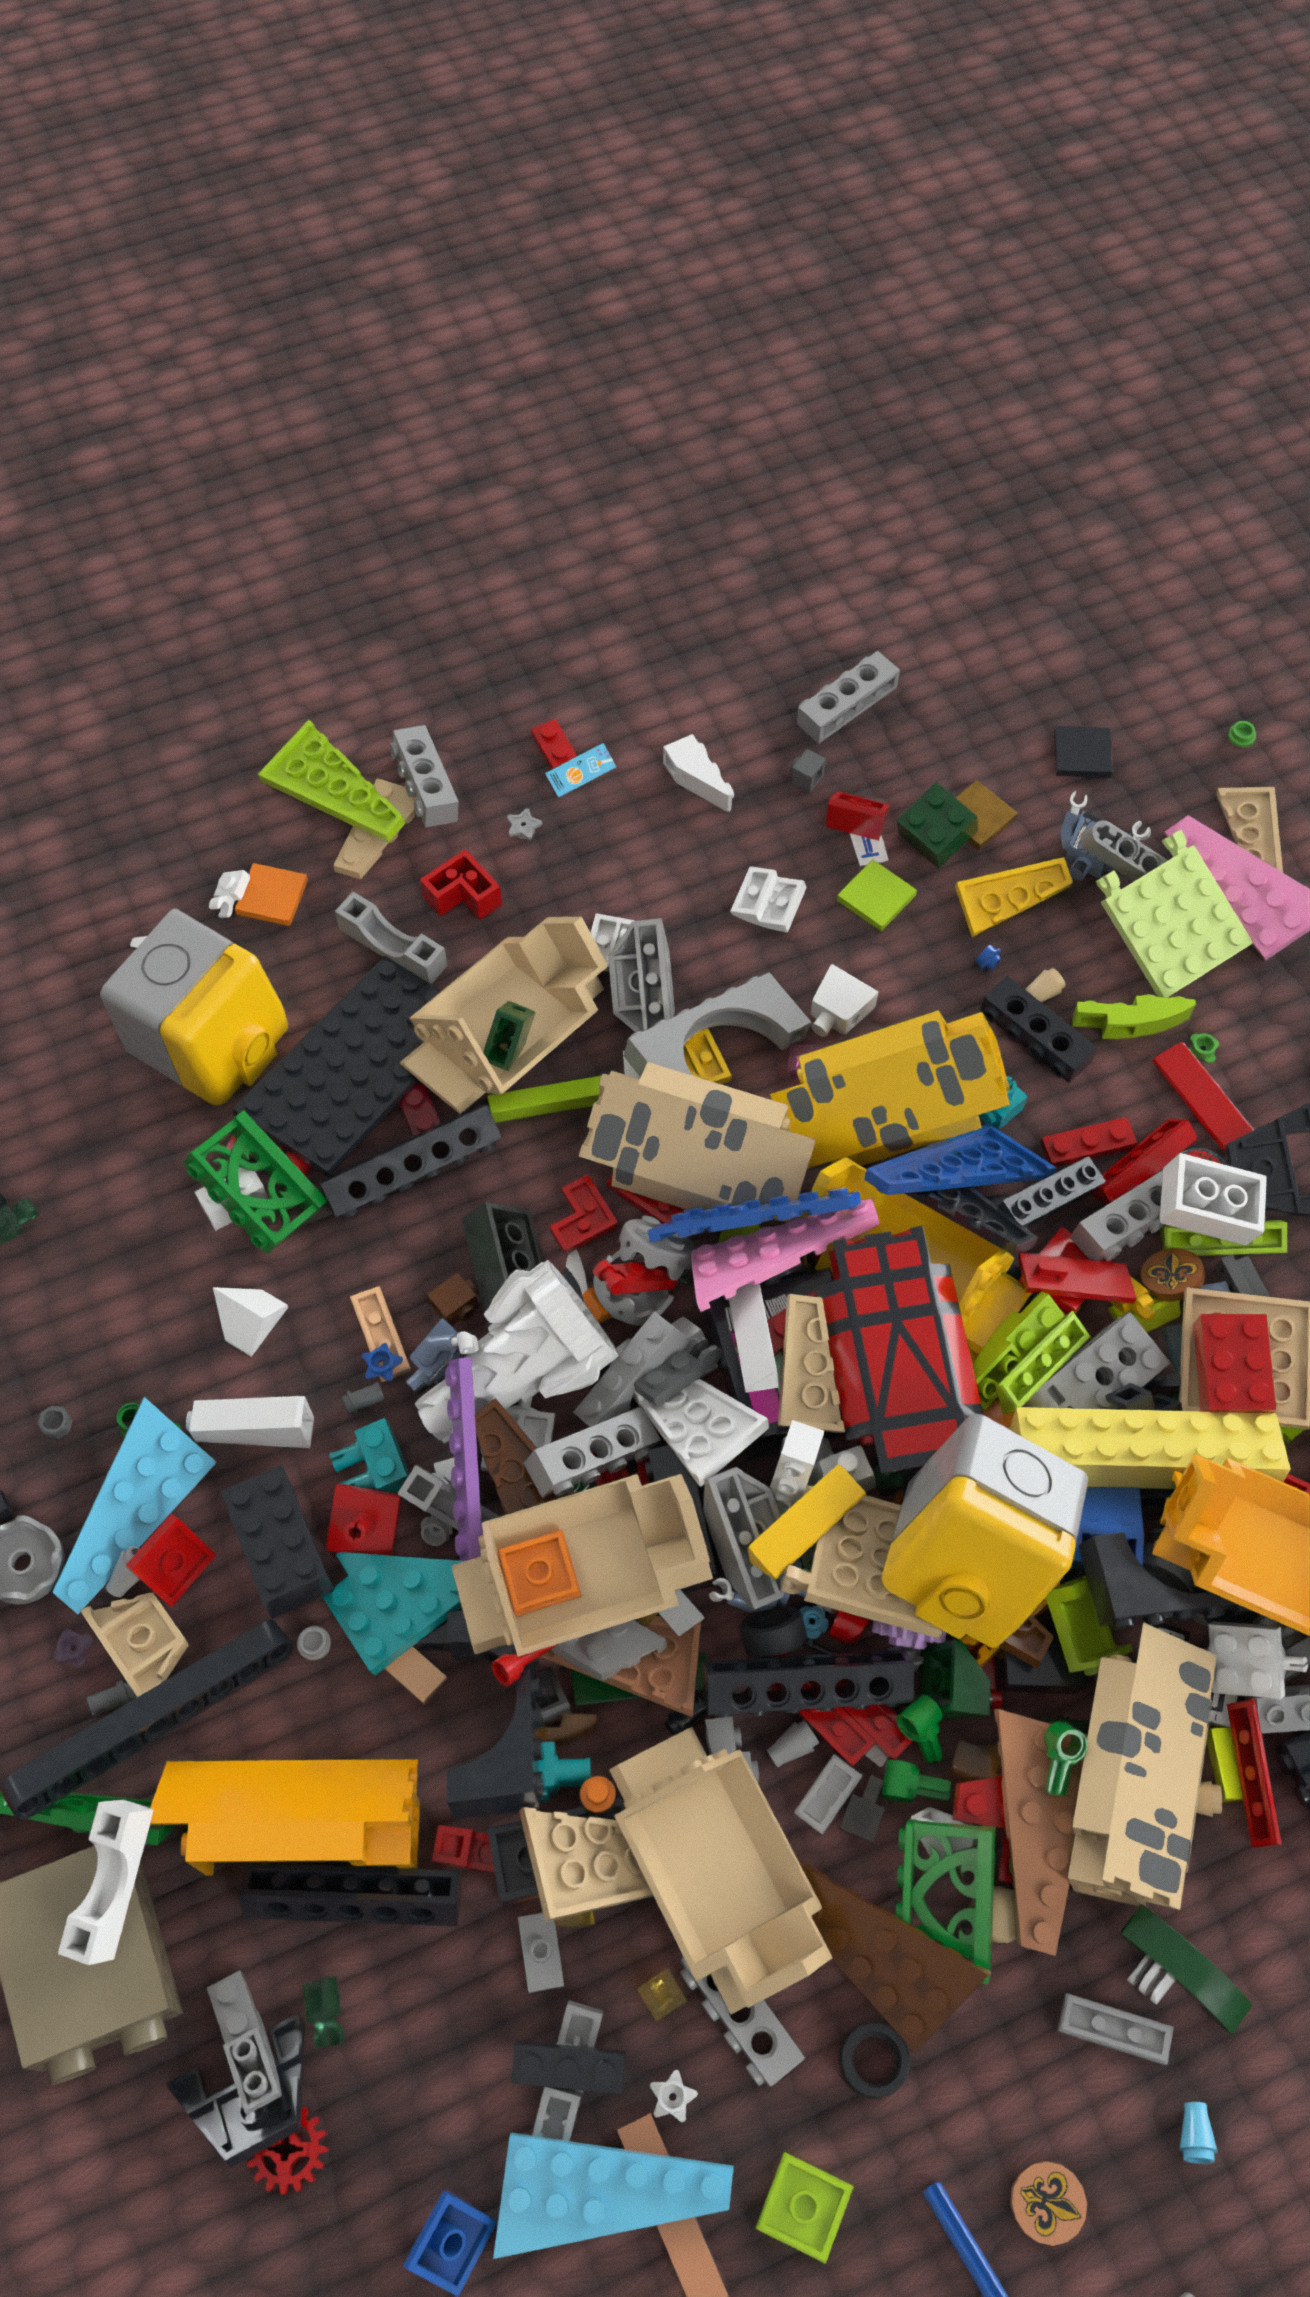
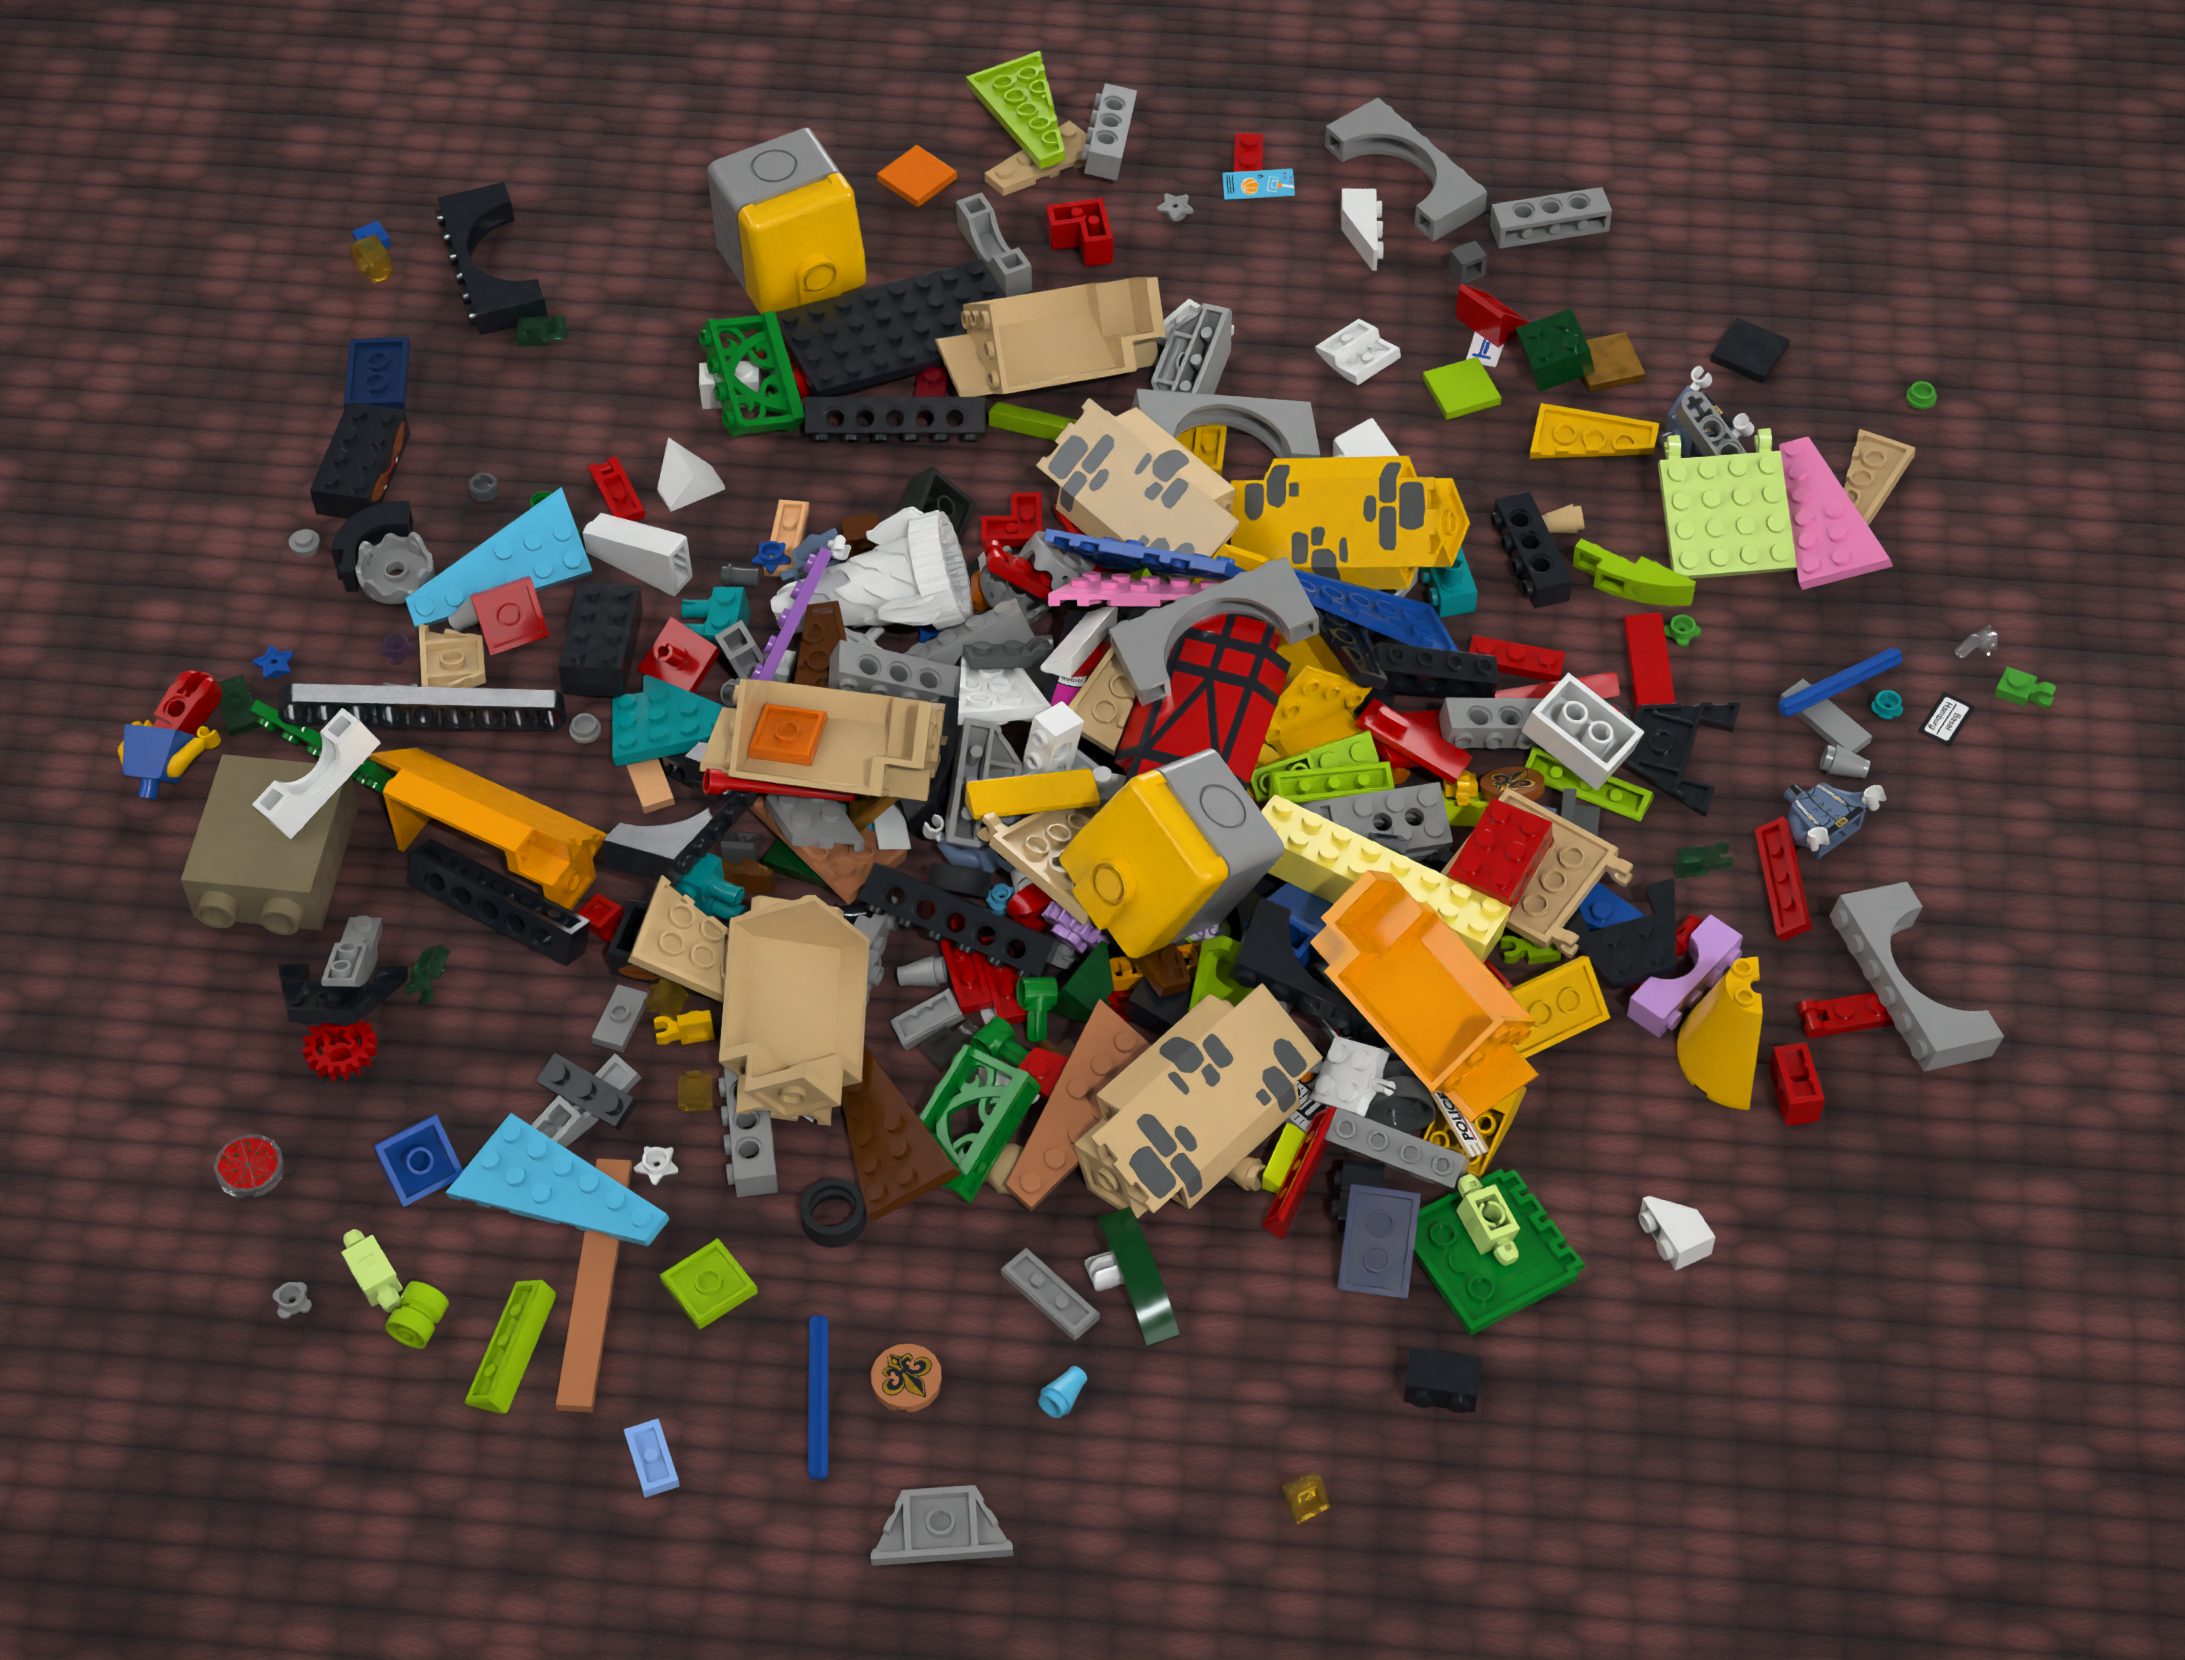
camera: 30 degrees right, 10 degrees down
(189, 1363) = (616, 490): none -> red plate
(230, 888) = (883, 157): white plate -> none
(510, 1027) = (1038, 349): dark green torso -> none
(598, 1794) = (730, 909): orange plate -> none
(618, 1926) = (689, 1027): none -> yellow plate
(656, 673) = (1380, 130): none -> light grey arch
(910, 1213) = (1264, 593): none -> light grey arch
(989, 958) = (1529, 477): blue plate -> none
(1062, 1759) = (1124, 1055): green axle -> none

